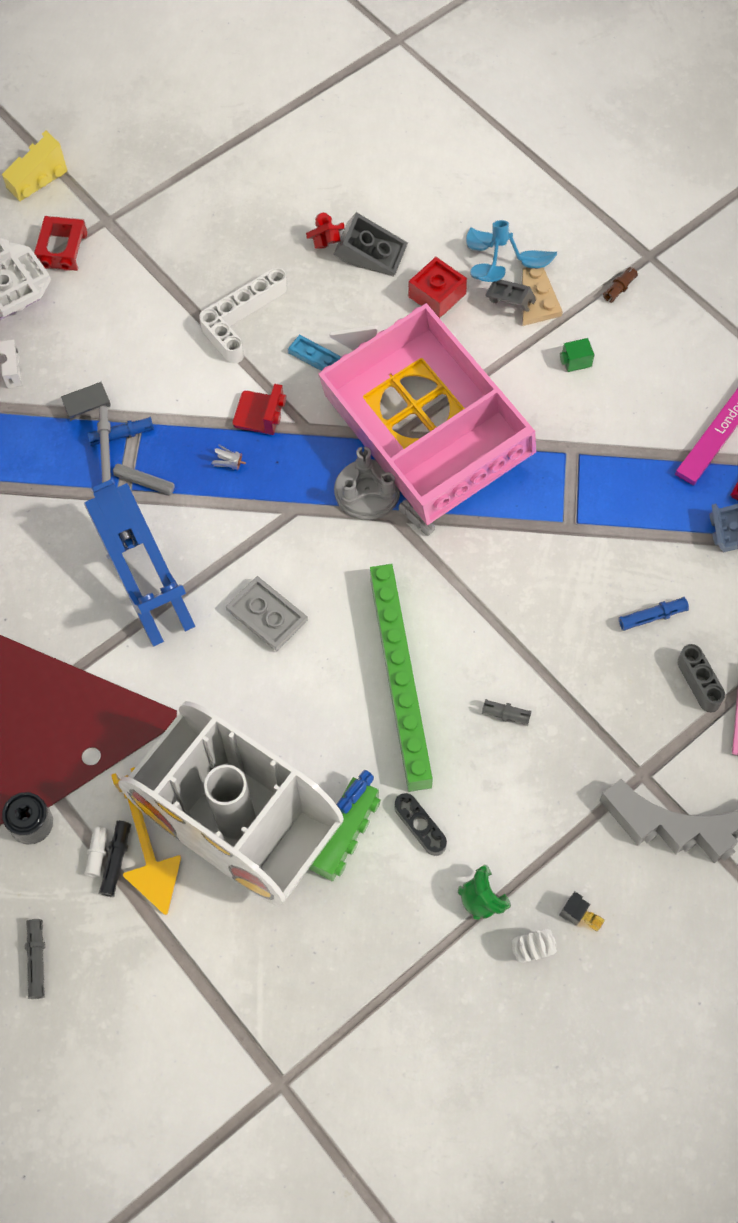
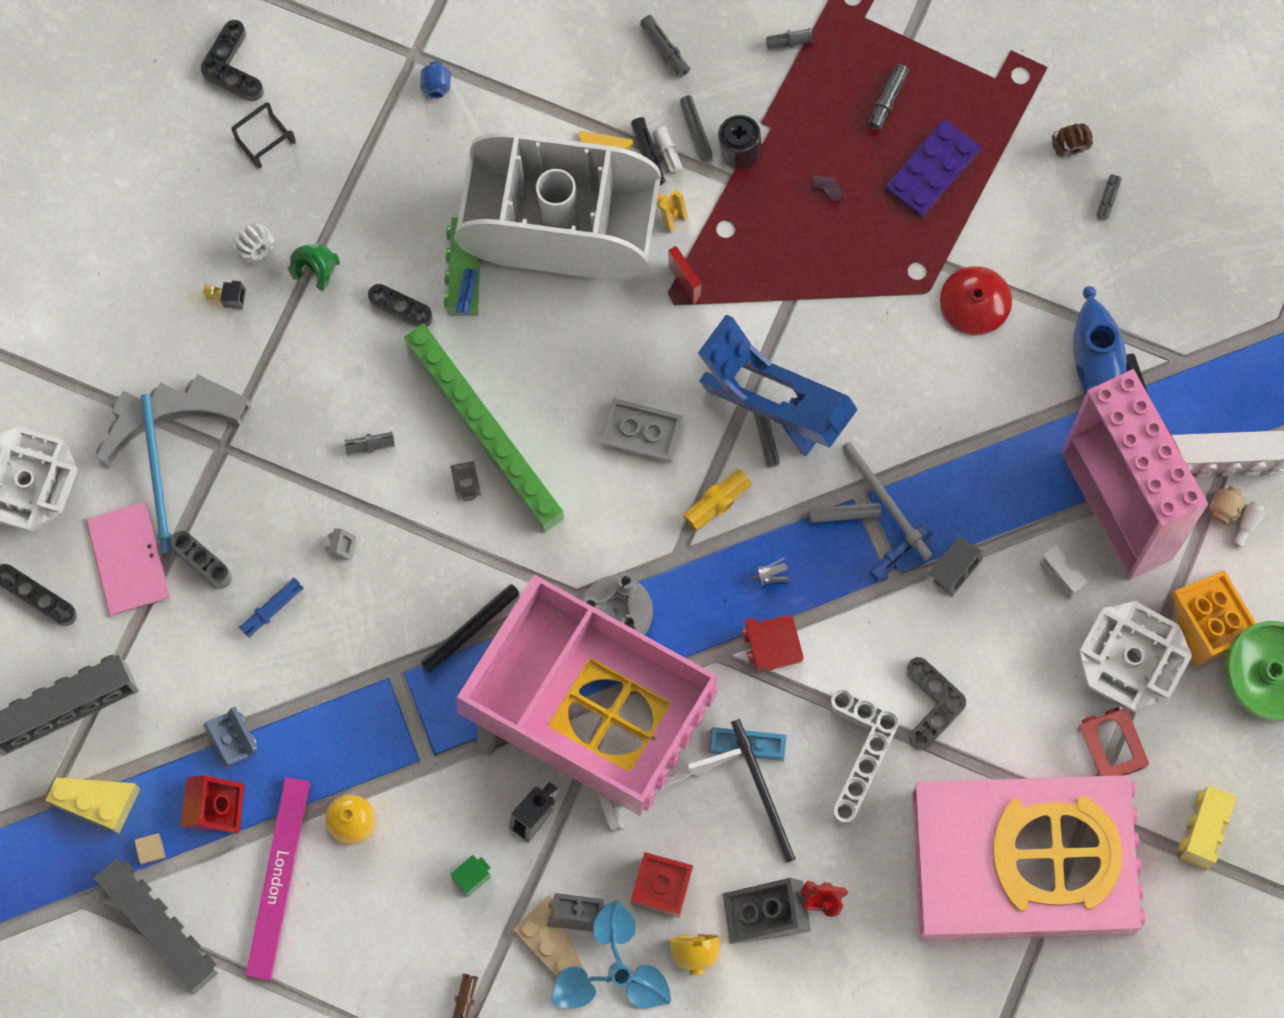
camera: 155 degrees right, 10 degrees up
(57, 861) = (696, 128): none -> dark grey axle
(152, 713) = (684, 274): none -> red tile
(162, 320) = (942, 706): none -> black beam
(170, 556) = (767, 441): none -> dark grey axle
(194, 225) = (970, 859): none -> bright pink panel
(237, 530) = (717, 499): none -> yellow piece
(274, 1034) = (435, 80): none -> blue head
(323, 347) = (745, 745): none -> black bar
(435, 240) = (695, 952): none -> yellow cylinder
(436, 647) = (465, 471): none -> clear smoke brick
(482, 1177) = (222, 63): none -> black beam
(491, 527) = (470, 628): none -> black axle
(500, 1077) = (287, 134): none -> black piece
(510, 369) = (533, 811): none -> black torso
(570, 635) = (341, 544): none -> light grey tile
(654, 432) = (350, 819): none -> yellow cylinder
(726, 716) = (164, 535): none -> dark azure bar

